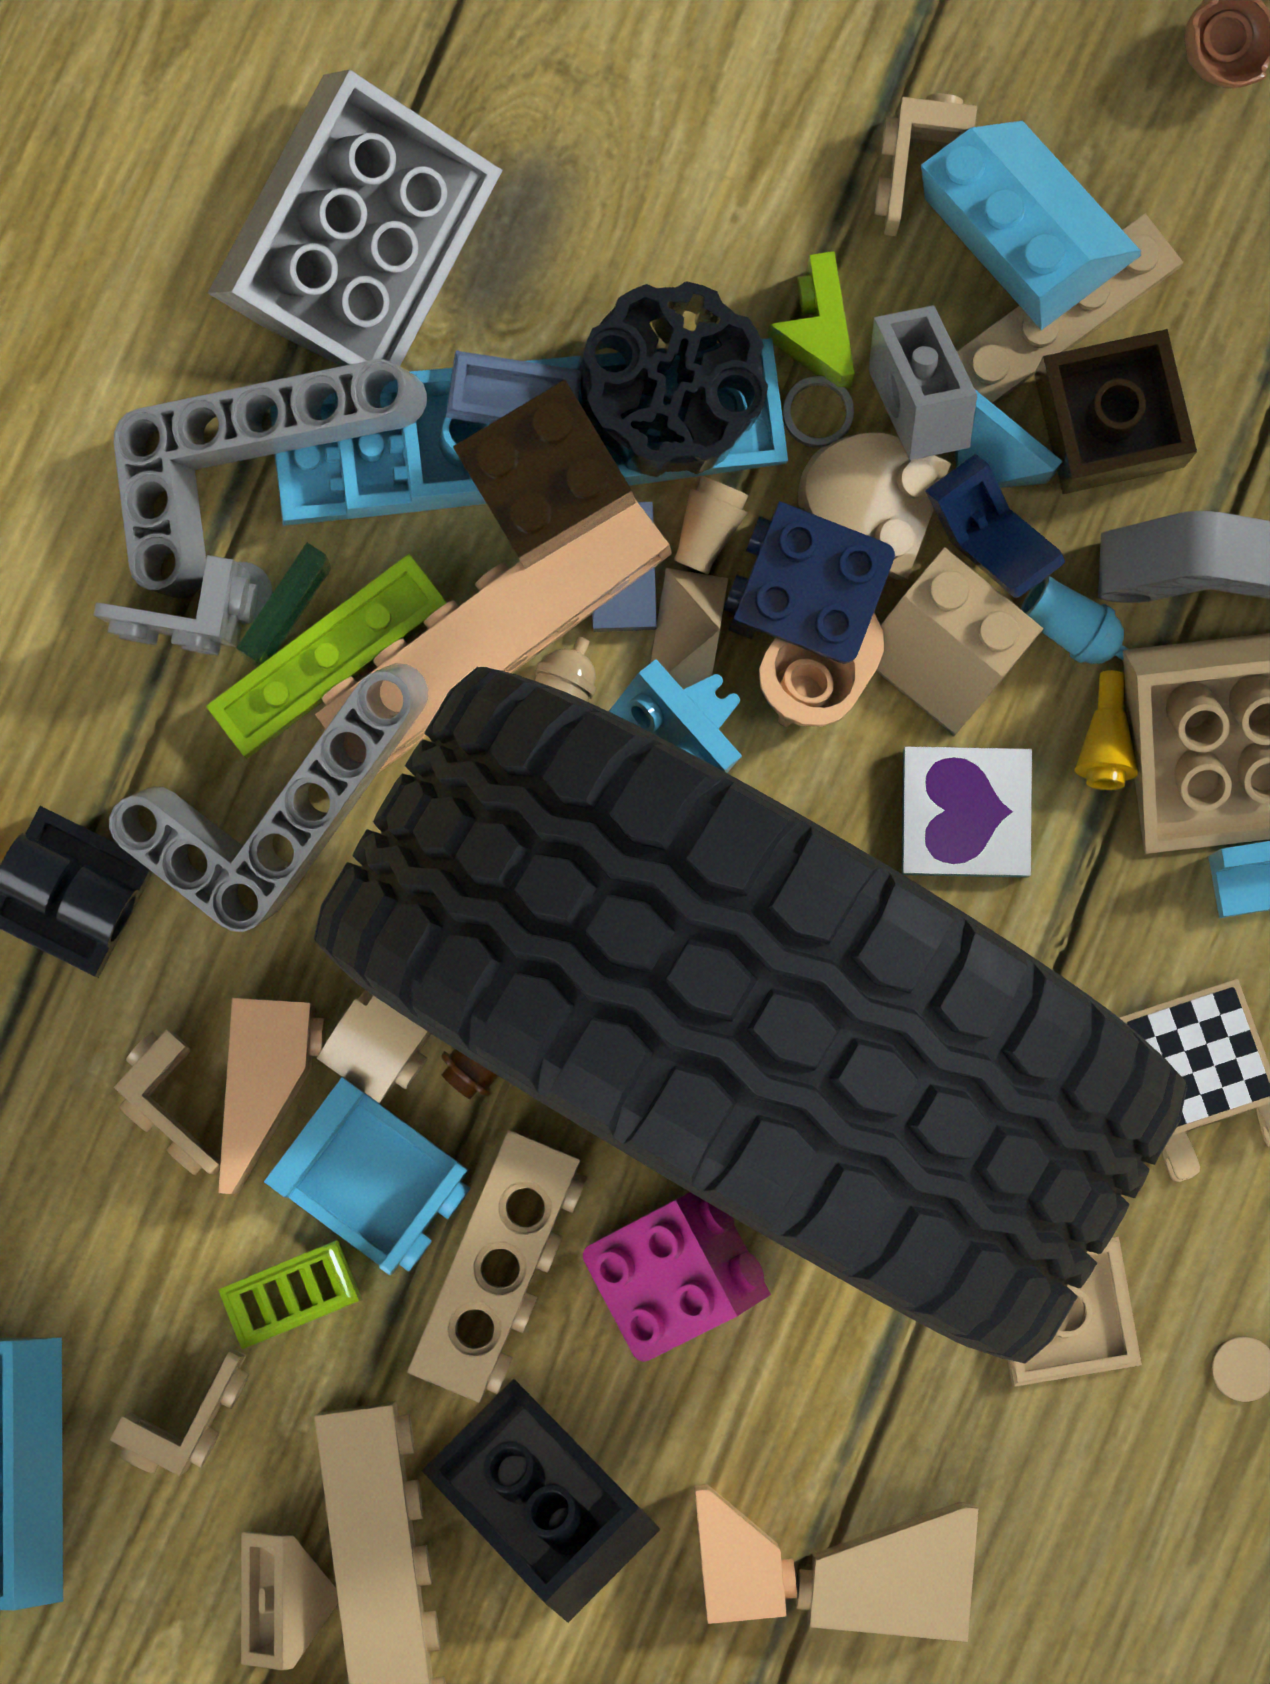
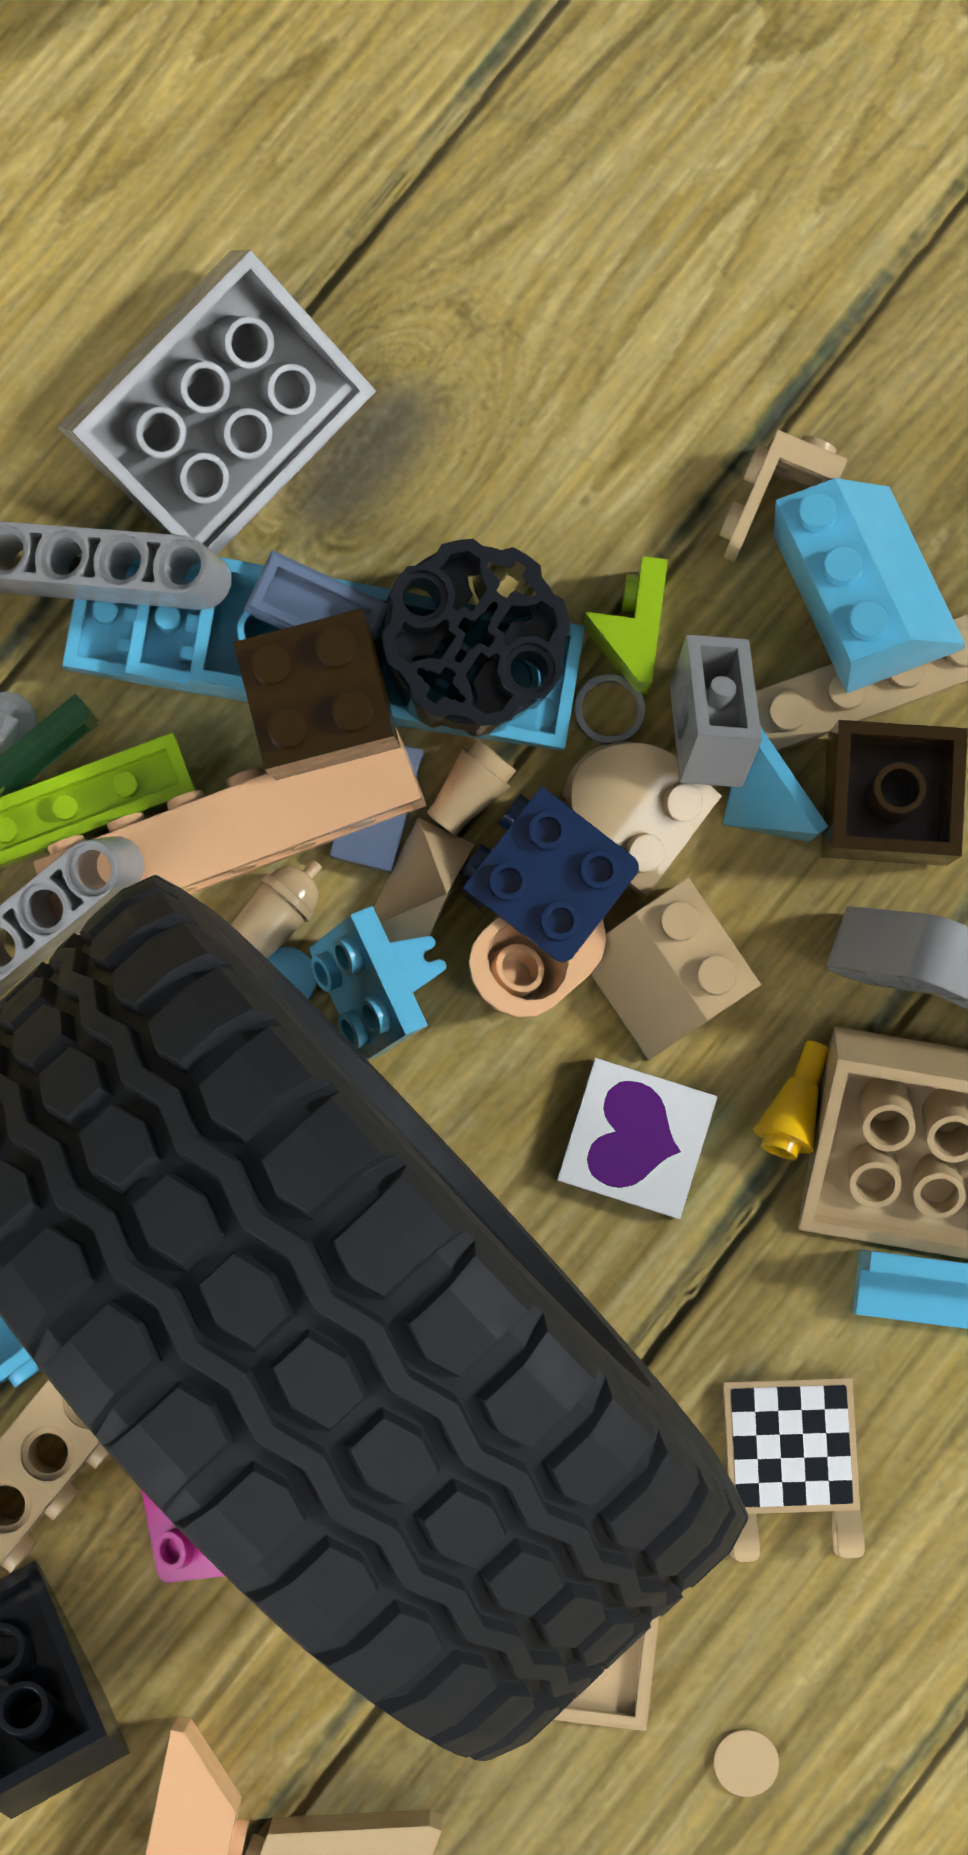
camera: 15 degrees right, 0 degrees up
(989, 531) = (739, 874): dark blue bracket -> none
(1075, 622) = (795, 985): medium azure piece -> none

